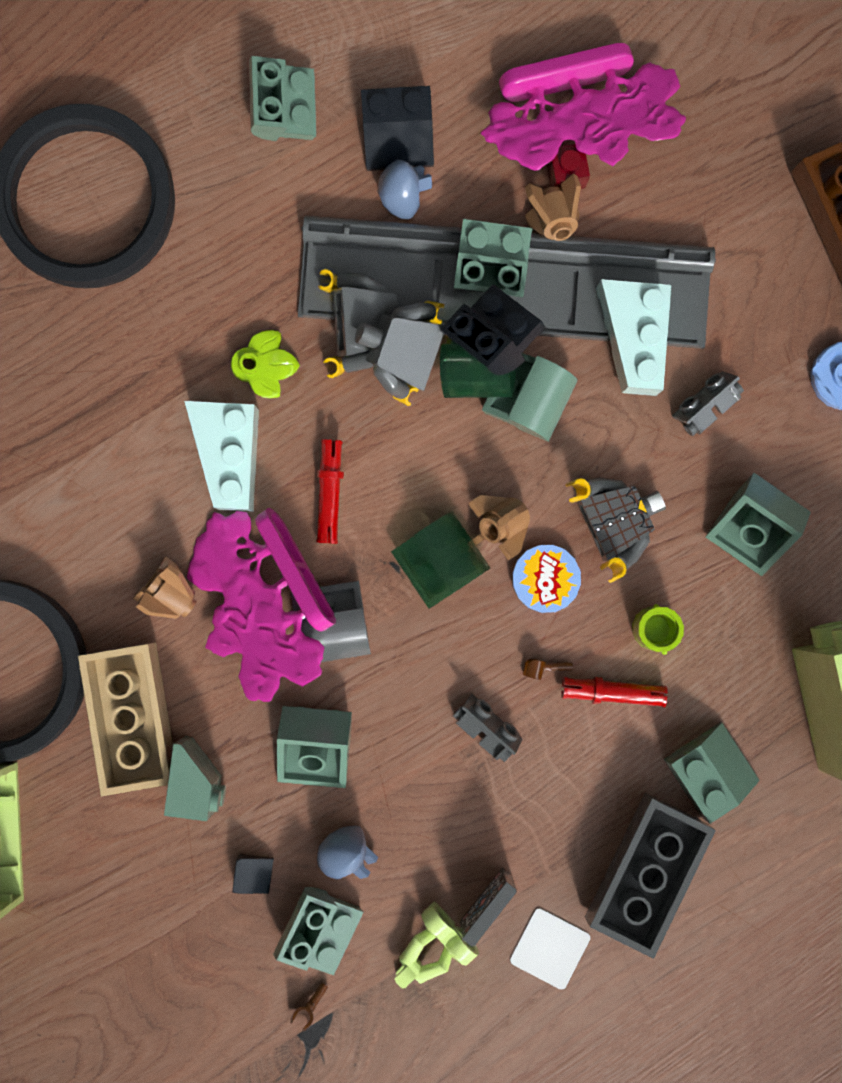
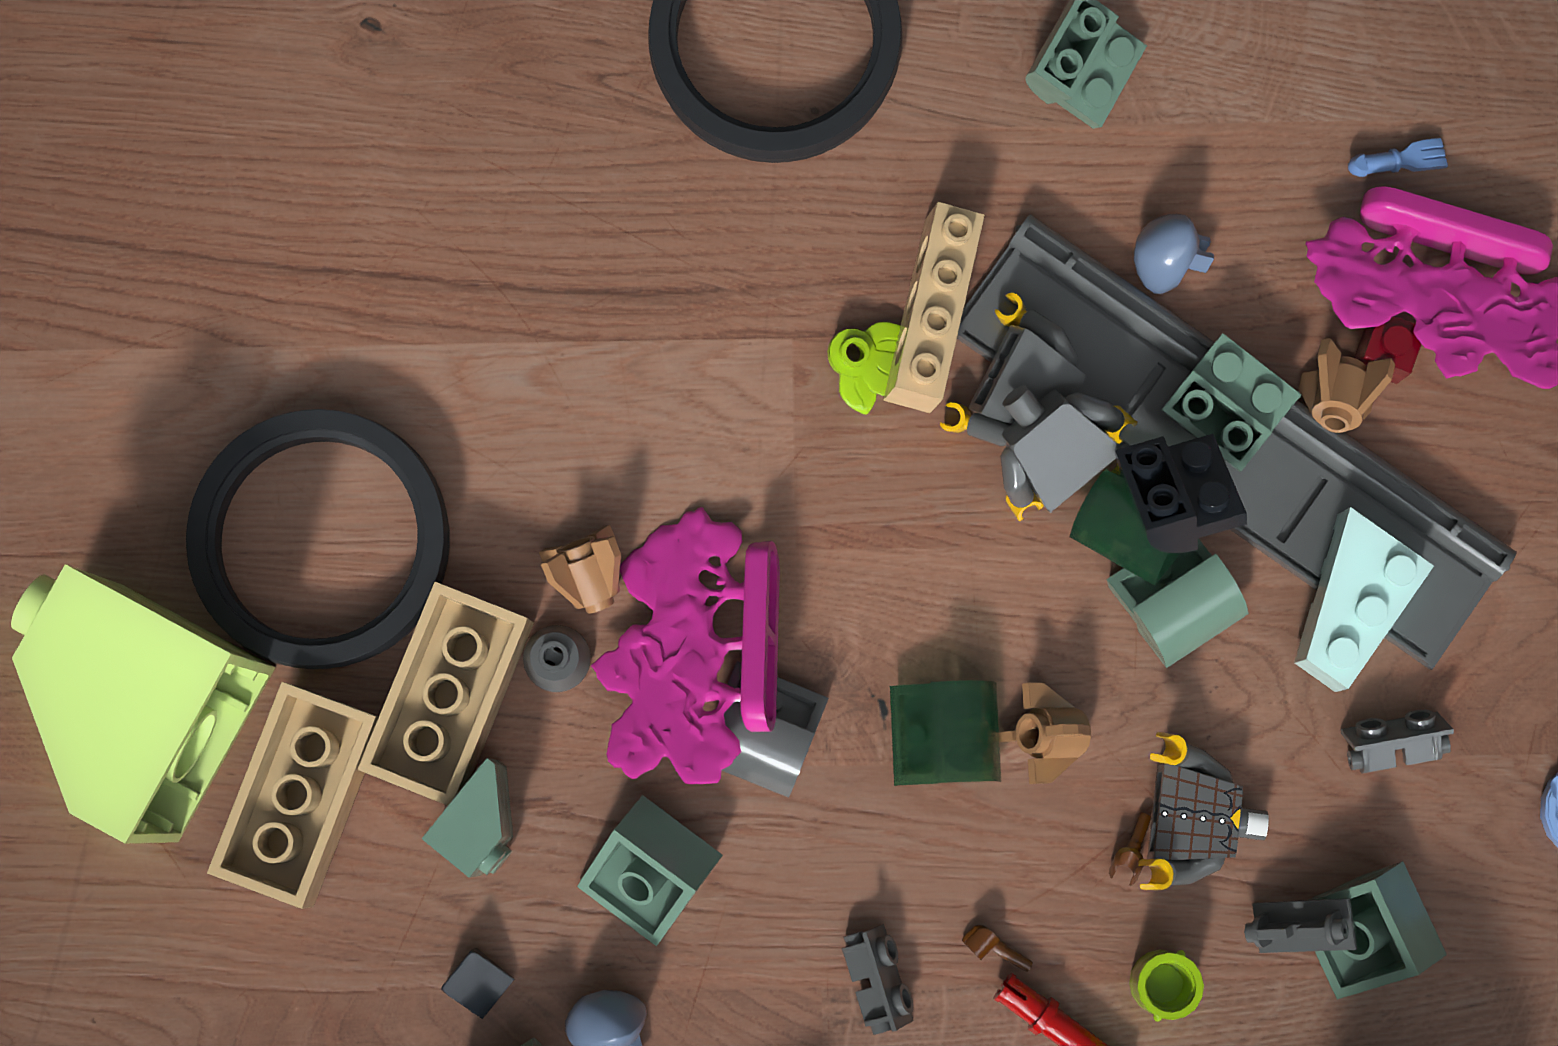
camera: 40 degrees right, 5 degrees down
(74, 834) = (294, 797): none -> tan brick
(193, 655) = (570, 665): none -> dark grey cone
(227, 450) = (764, 442): light aqua wedge -> none
(280, 307) = (934, 307): none -> tan brick
(329, 490) = (865, 555): red pin -> none
(397, 126) = (1208, 175): black slope -> none
(517, 41) = (1417, 156): none -> medium blue piece
(546, 578) = (1063, 837): tile -> none
(592, 564) = (1131, 853): none -> reddish brown hand
(717, 546) = (1302, 926): none -> dark grey hinge

